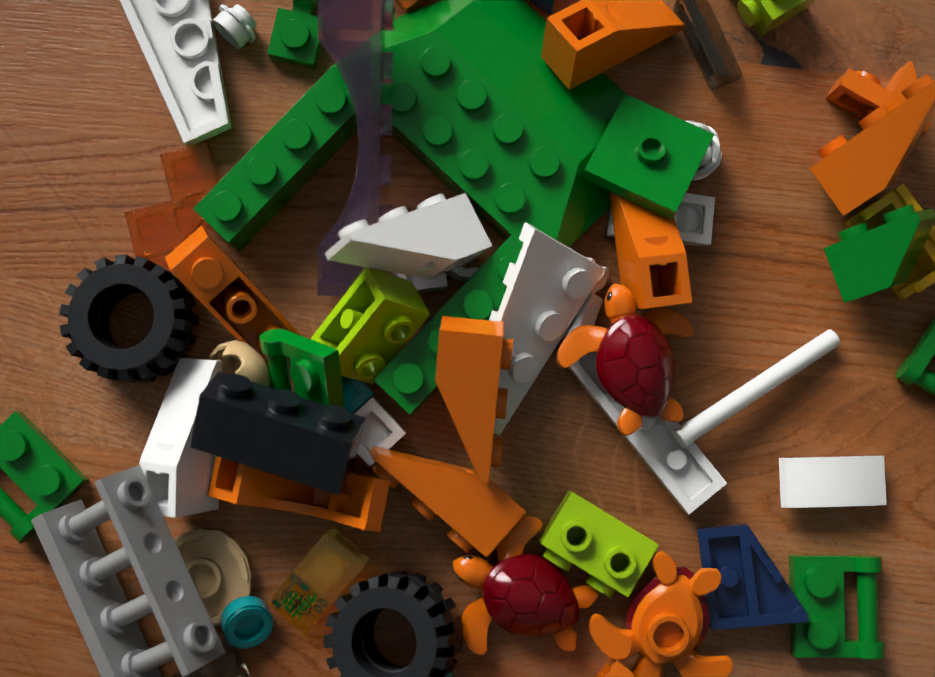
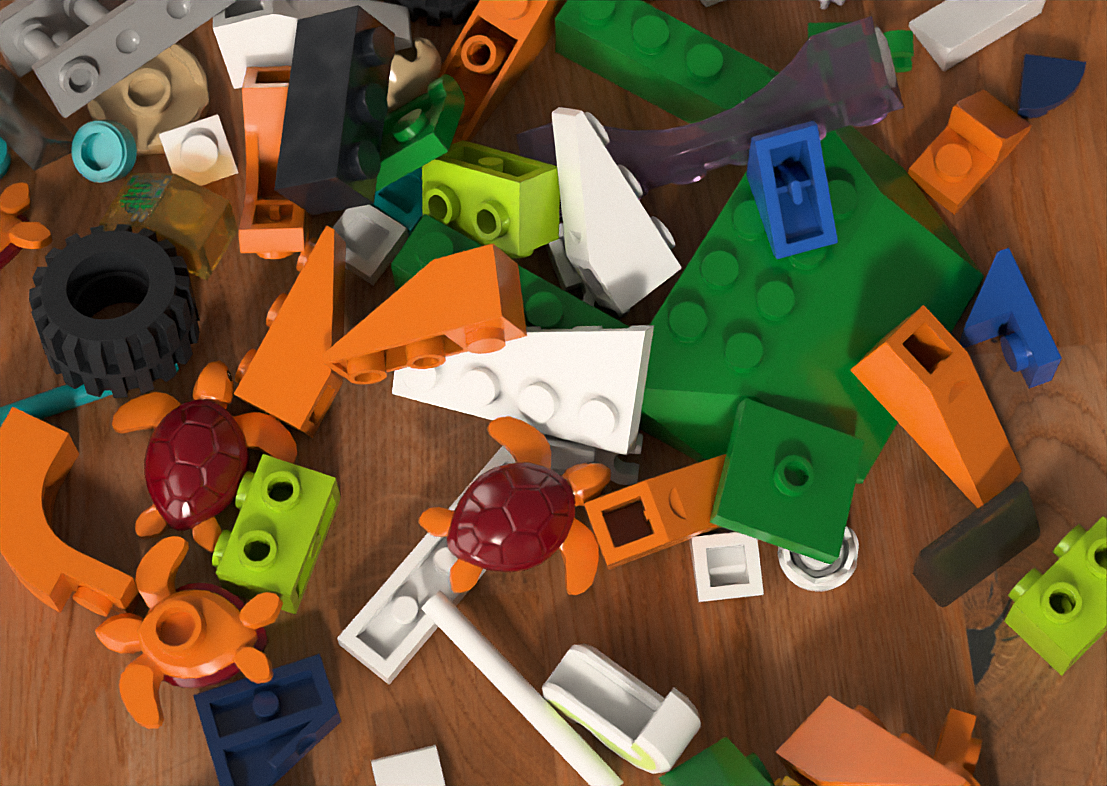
camera: 80 degrees right, 15 degrees down
(266, 547) = (199, 151): none -> white plate
(434, 91) = (792, 189): none -> blue slope
(788, 316) = (622, 709): none -> white animal

